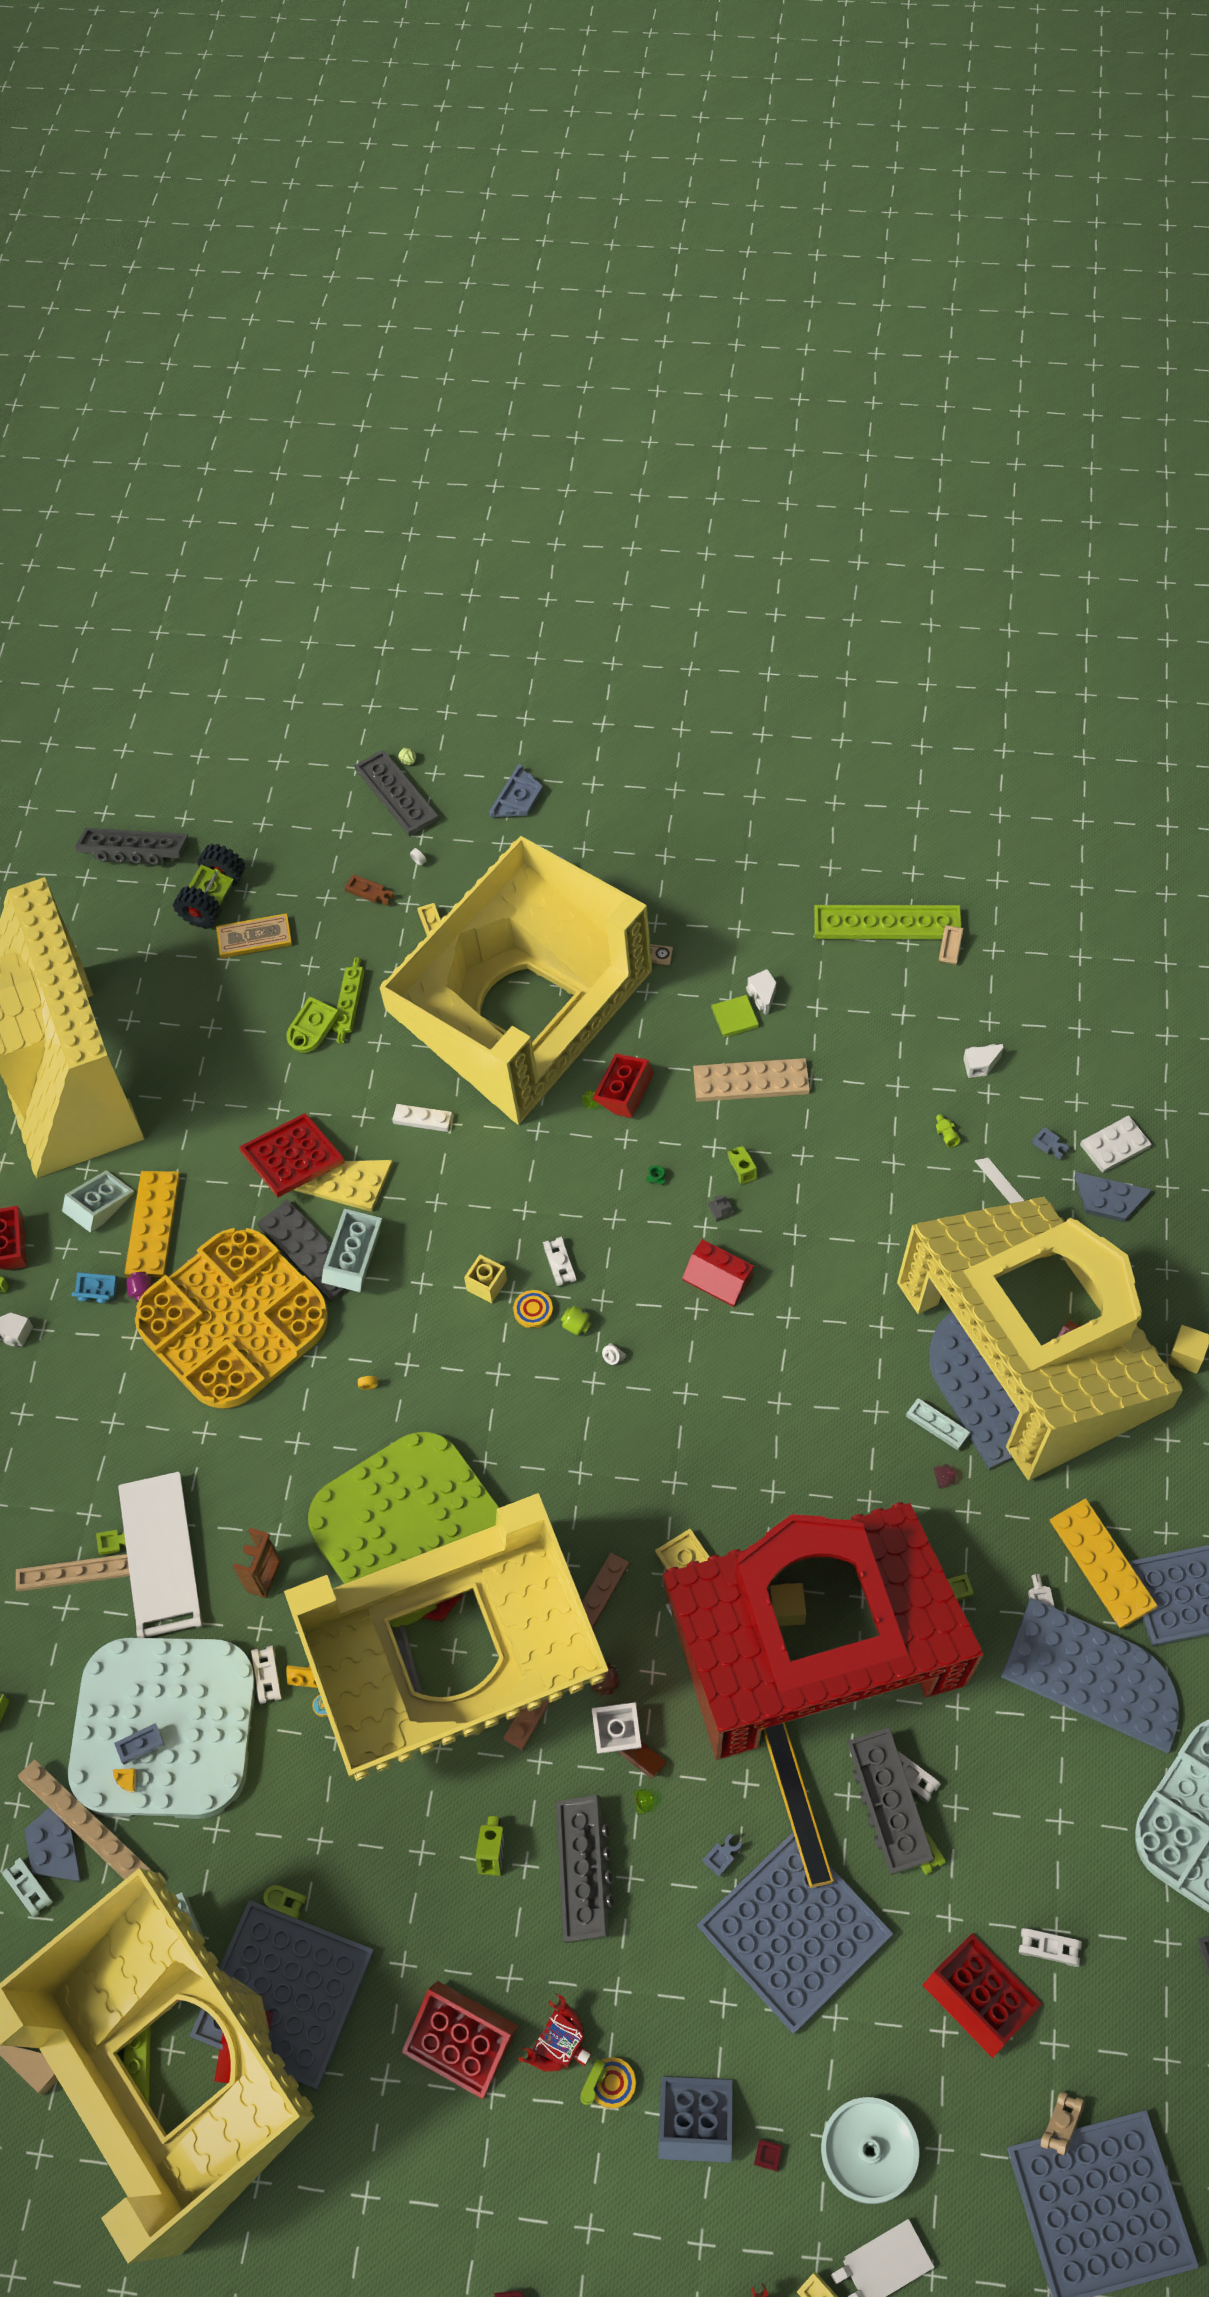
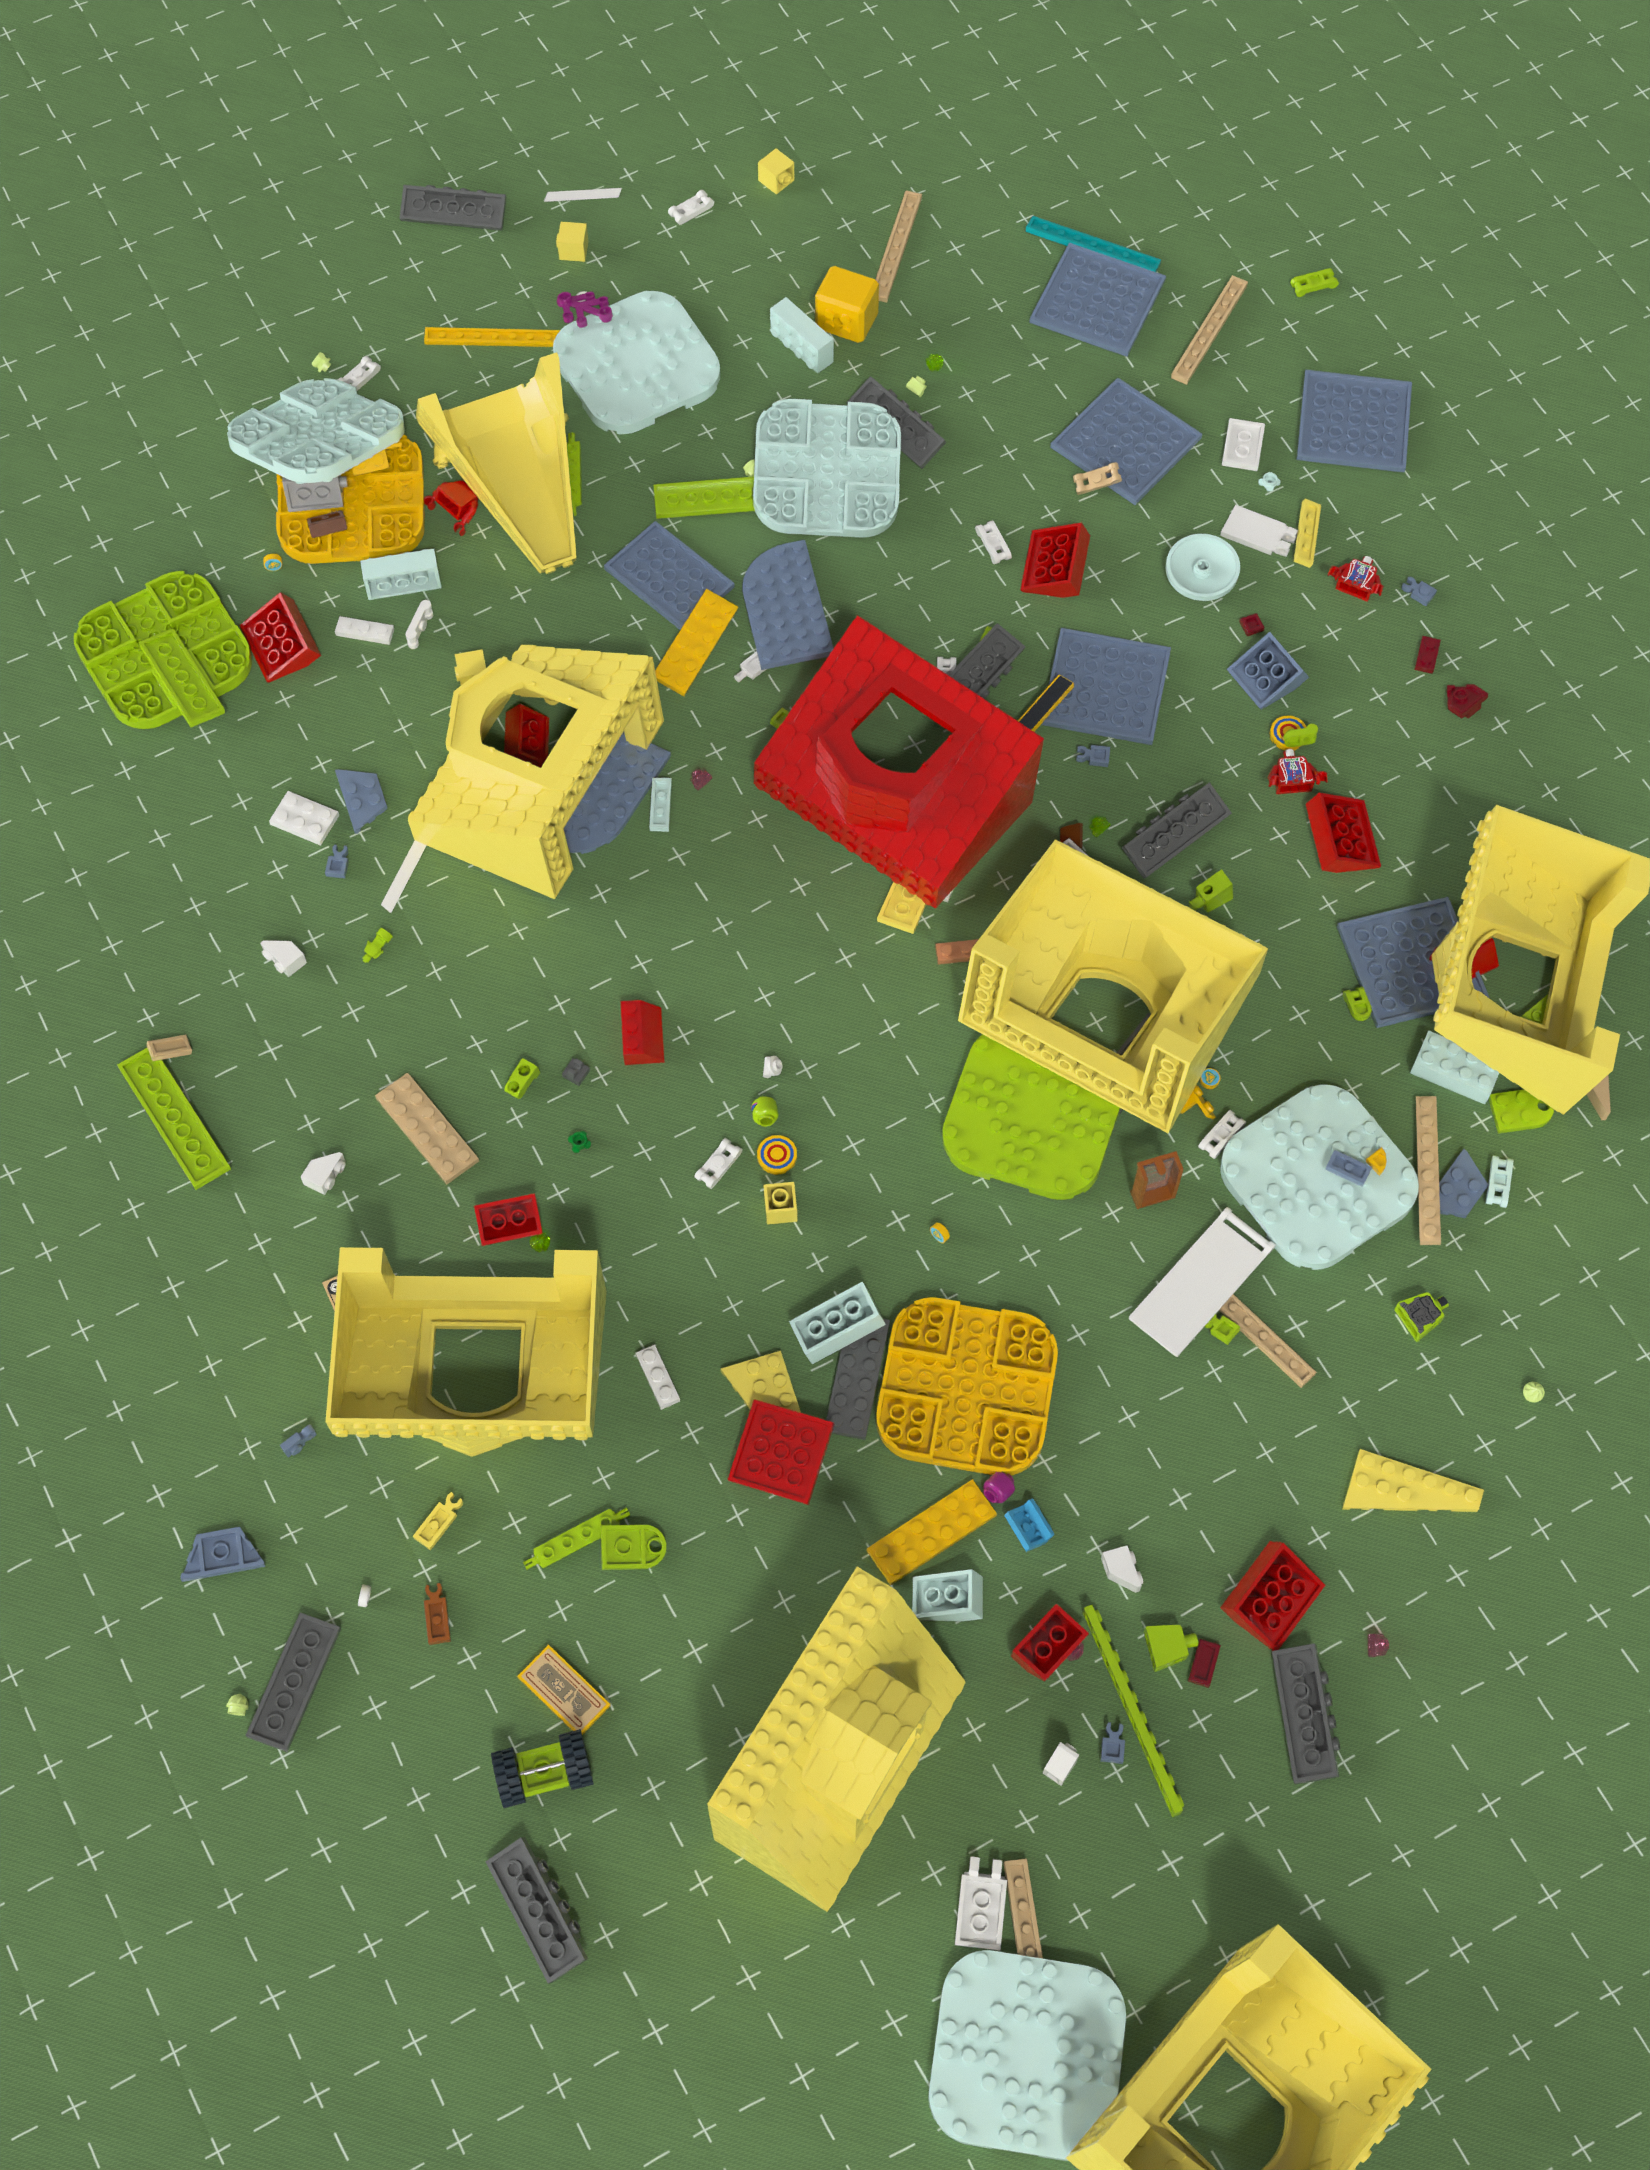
camera: 130 degrees left, 5 degrees up
(735, 1016) = (365, 1183): lime tile -> none

